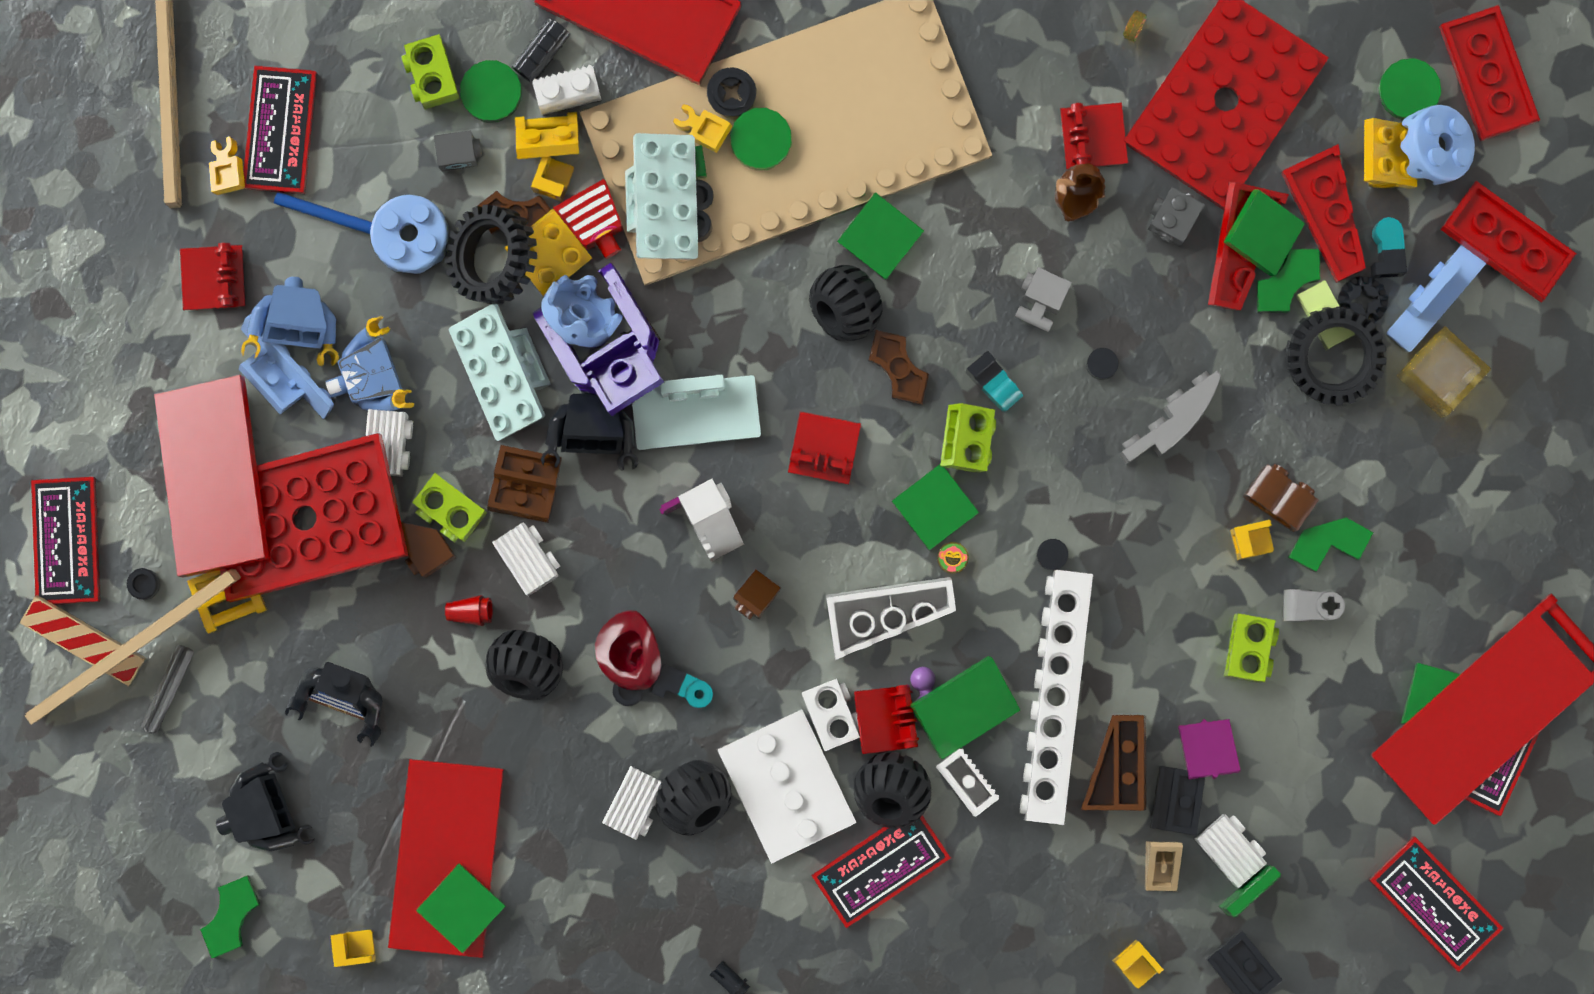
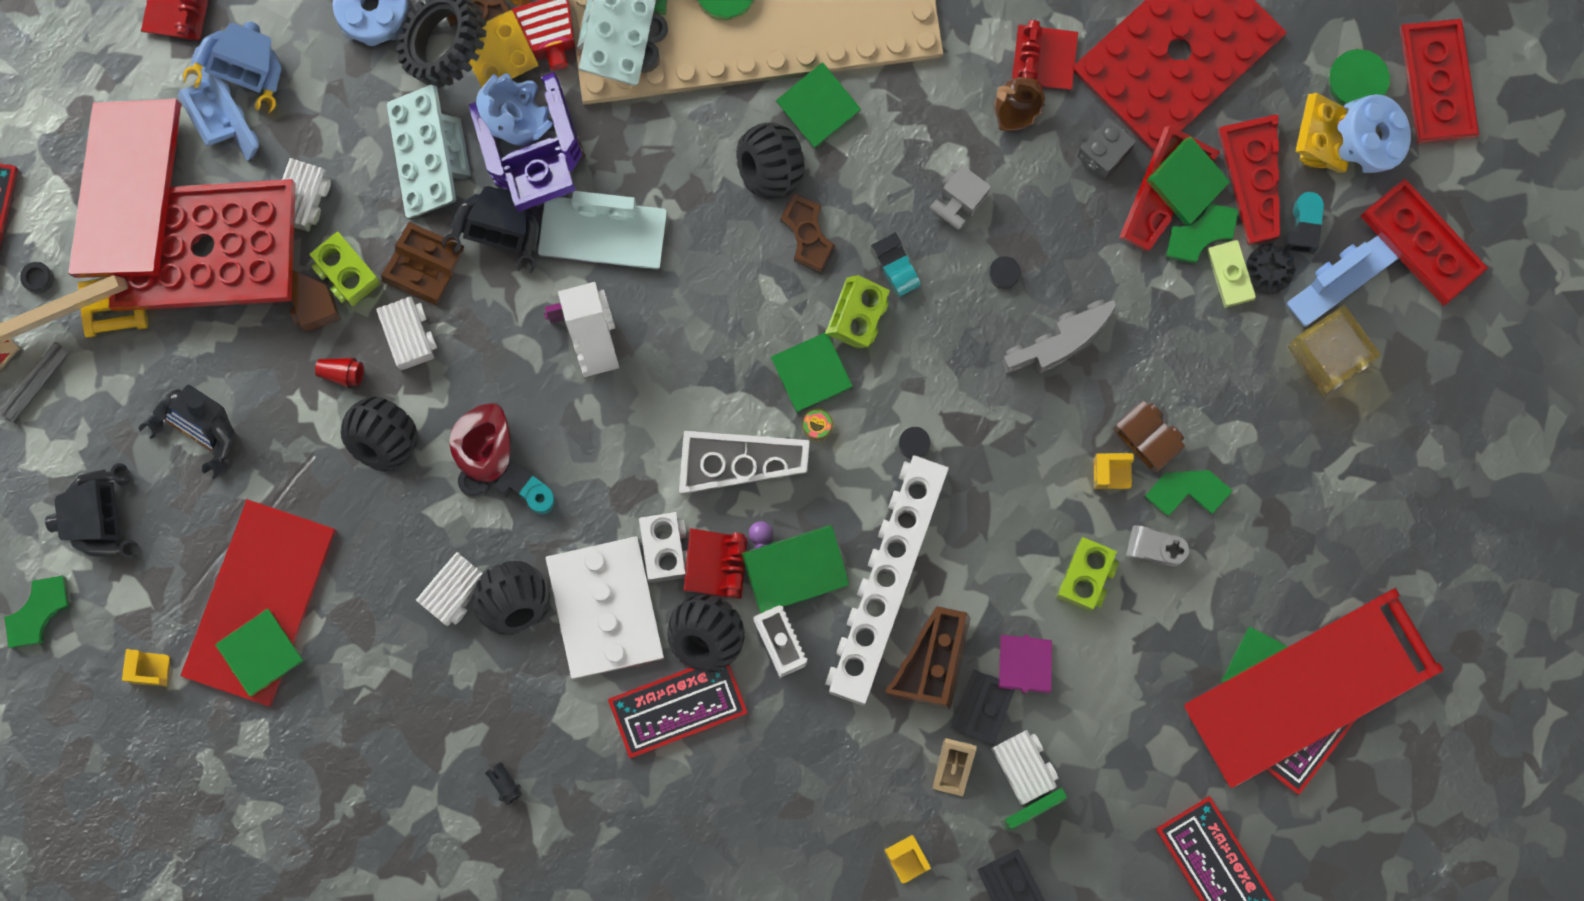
camera: 15 degrees right, 5 degrees down
(369, 372) = (300, 124): medium blue torso -> none
(755, 595) = (617, 416): reddish brown slope -> none
(824, 448) = (717, 293): red hinge -> none
(1362, 381) = (1269, 316): black tyre -> none

